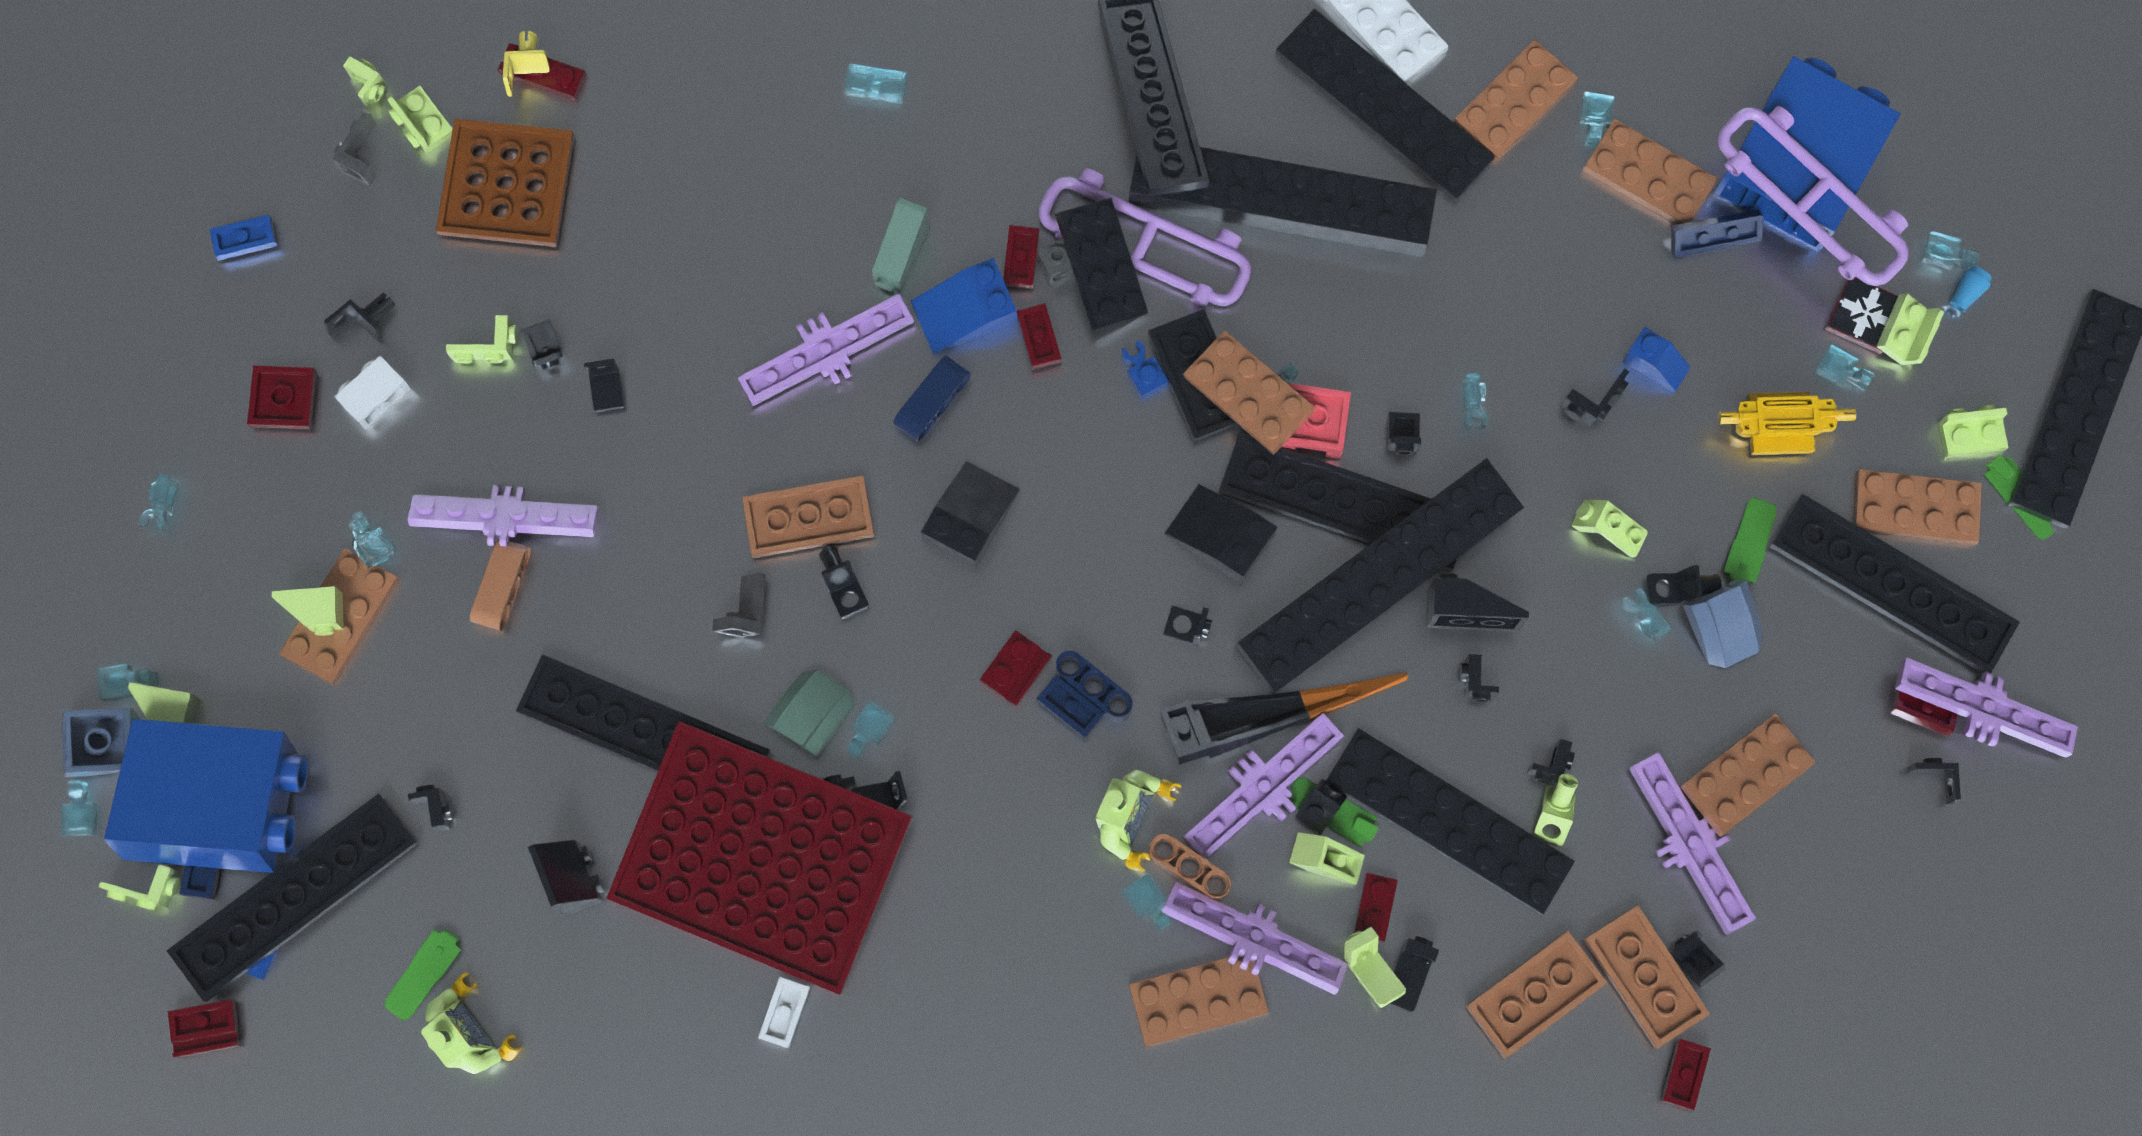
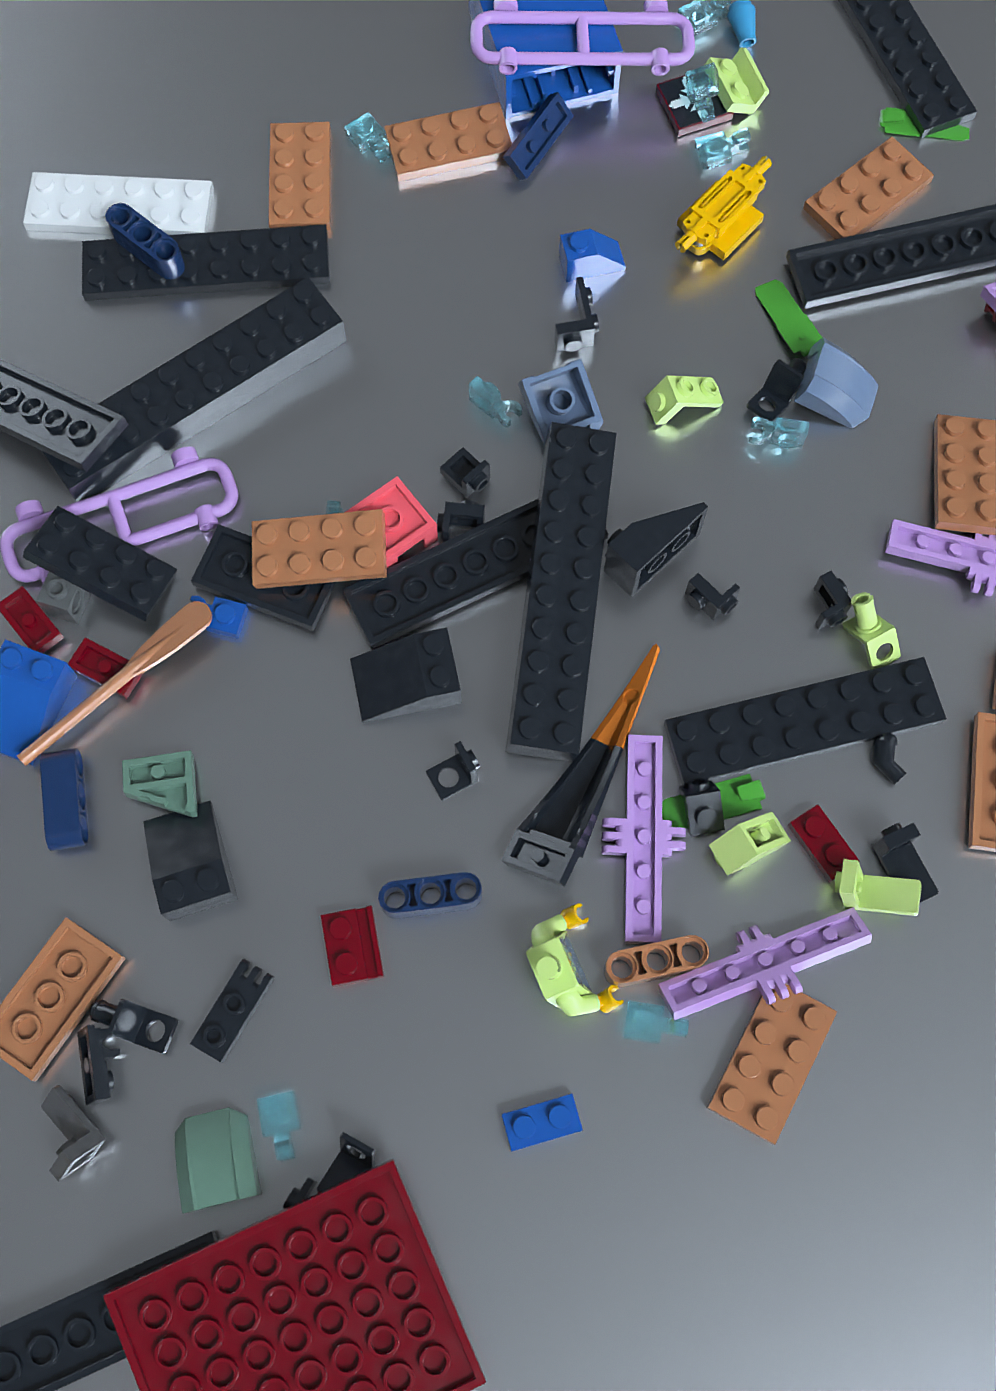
camera: 45 degrees left, 5 degrees down
(799, 578) = (96, 1078): none -> black plate
(905, 634) = (231, 1012): none -> black hinge
(1002, 447) = (163, 781): none -> sand green wing
(1021, 889) = (542, 1122): none -> blue plate
(1070, 707) = (428, 931): dark blue plate -> none
(1093, 357) = (163, 643): none -> nougat piece
(1356, 42) = (145, 241): none -> dark blue beam
(1372, 461) = (460, 515): none -> black bracket
(1474, 896) = (884, 755): none -> black arm
(1520, 448) = (561, 398): none -> sand blue slope
(1874, 310) = (701, 85): none -> clear light blue plate
(1973, 432) = (848, 110): yellowish green bracket -> none

